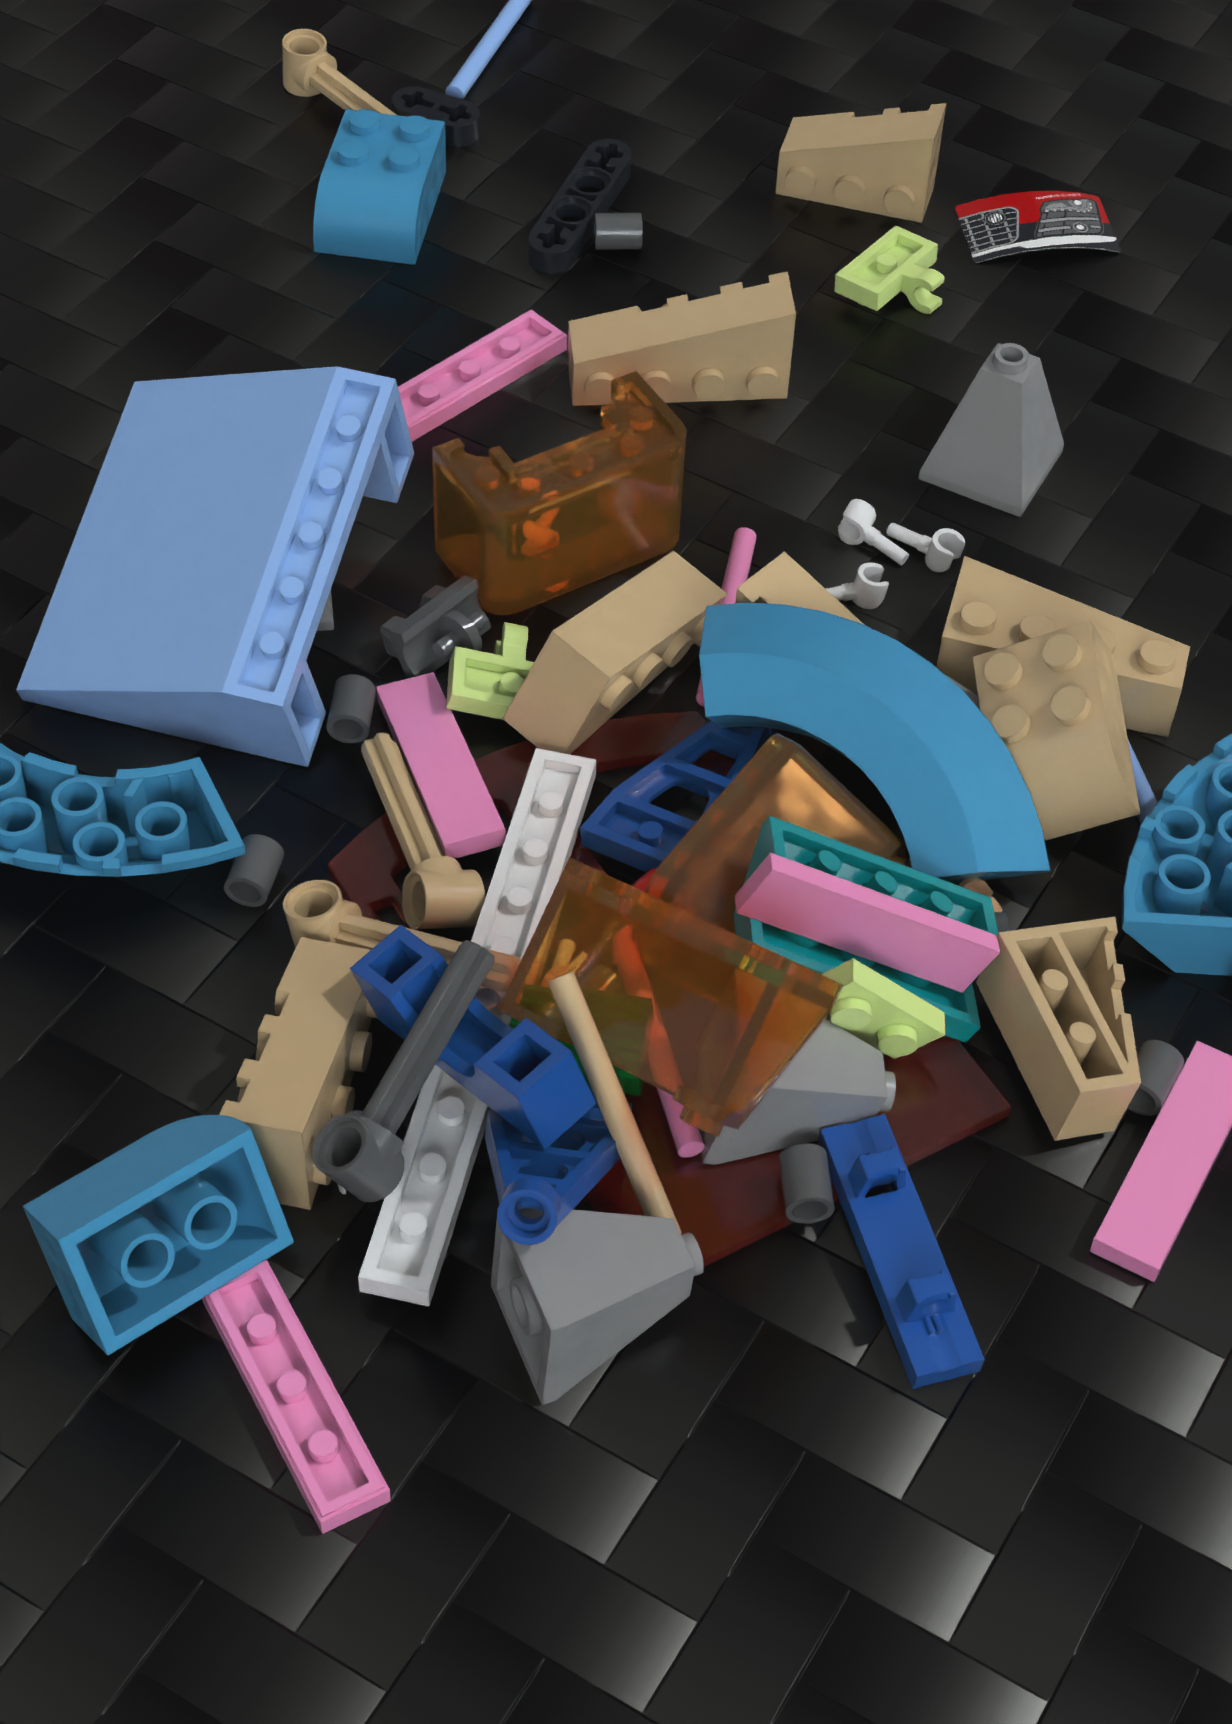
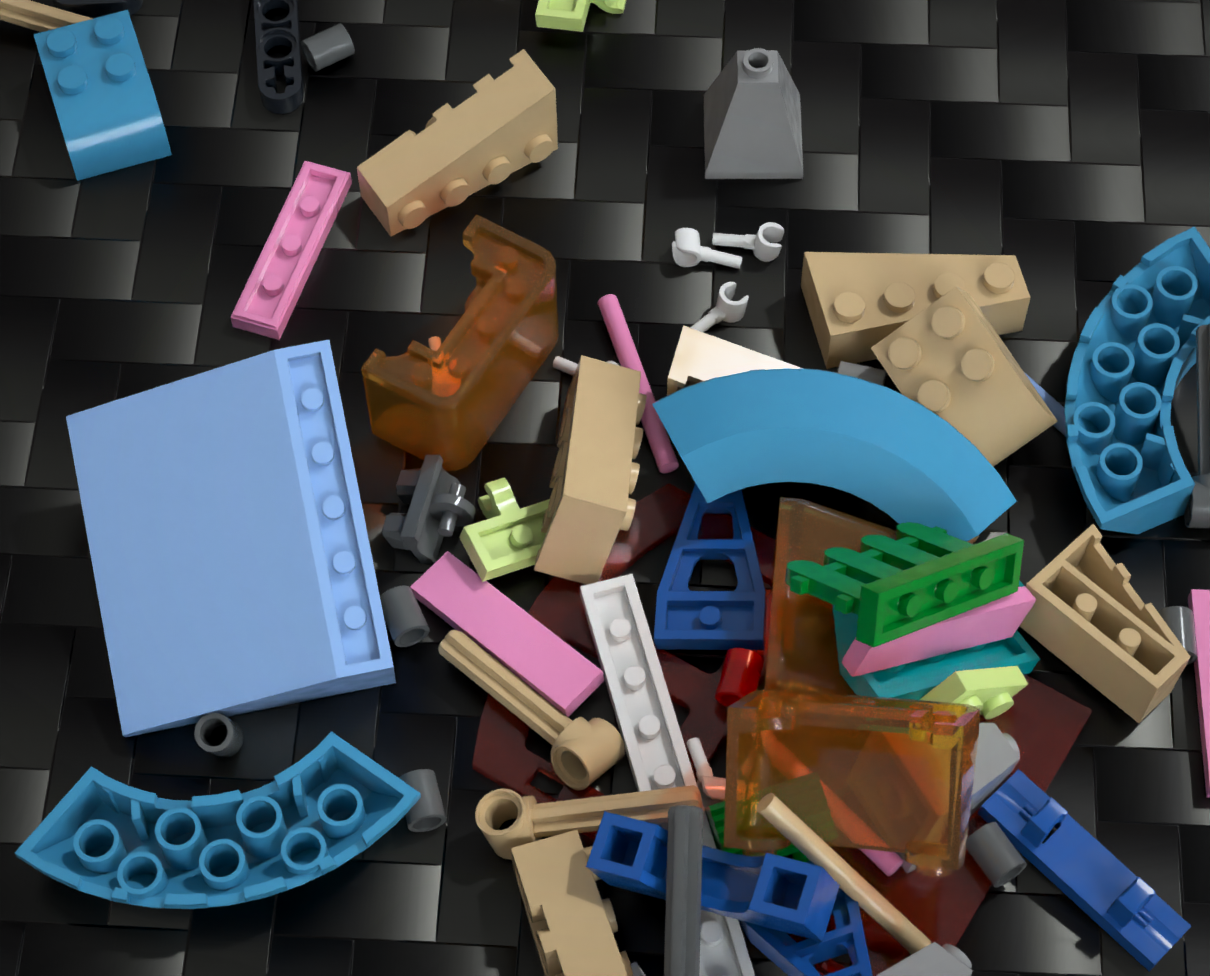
camera: 25 degrees left, 10 degrees up
(102, 726) = (204, 731): none -> dark grey hinge
(862, 856) = (910, 579): none -> green fence

